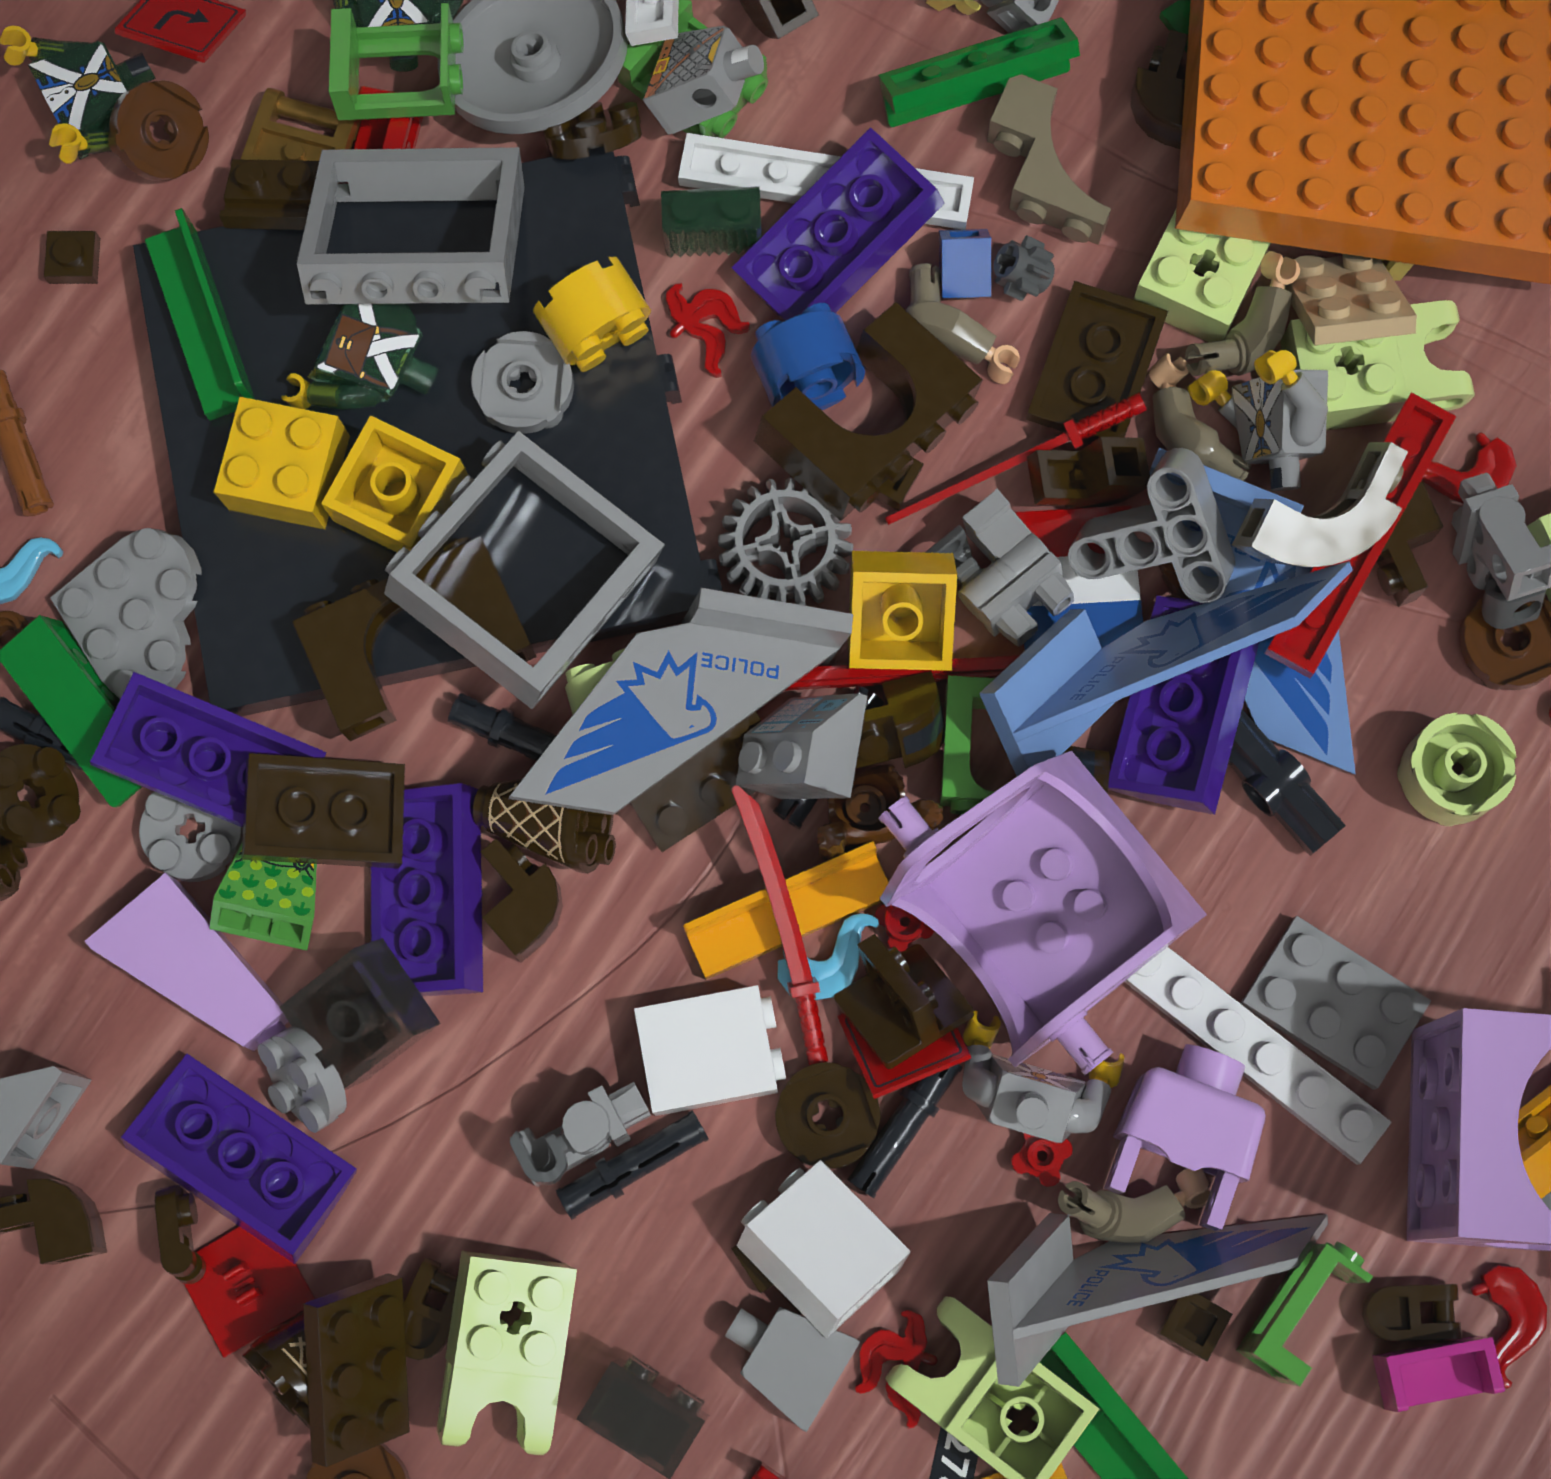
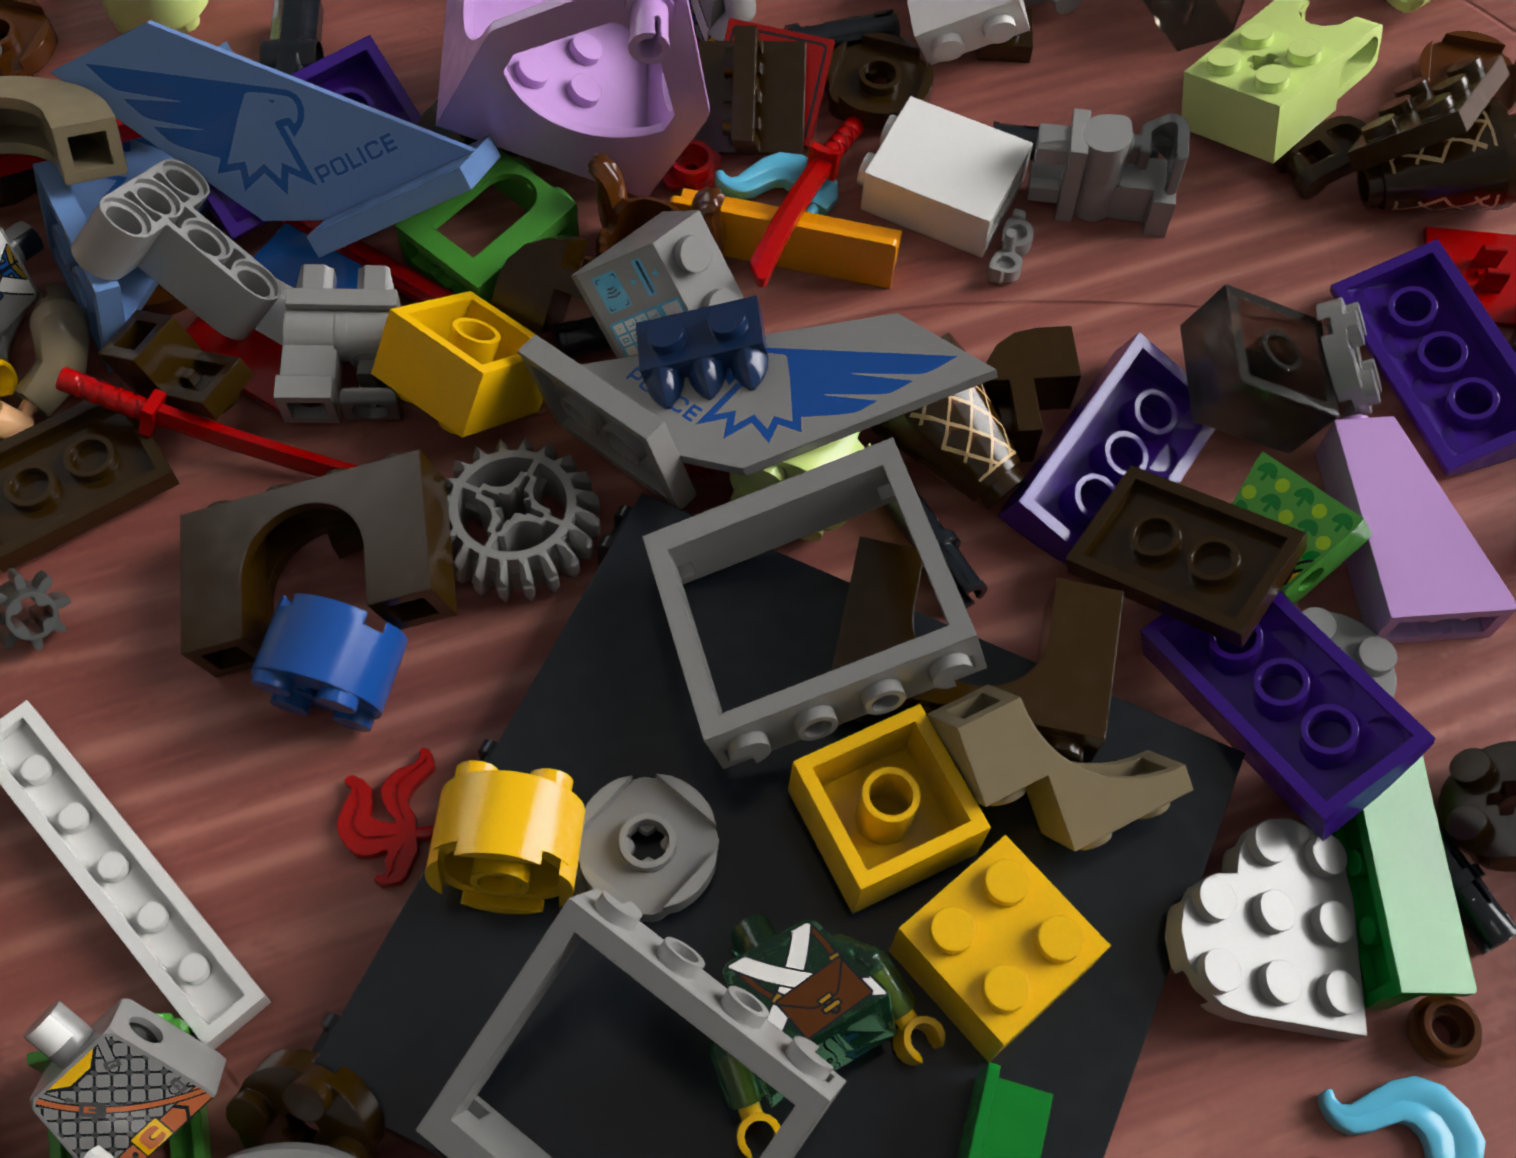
camera: 150 degrees left, 15 degrees down
(343, 556) = (1072, 800): none -> dark tan arch
(612, 1014) = (1015, 242): none -> light grey piece
(711, 220) = (276, 908): clear green brick -> none
(733, 711) = (702, 347): none -> dark blue plate
(840, 230) = (158, 780): dark purple slope -> none
(955, 328) = (157, 600): dark tan arm -> none
(965, 263) = (70, 667): brick -> none

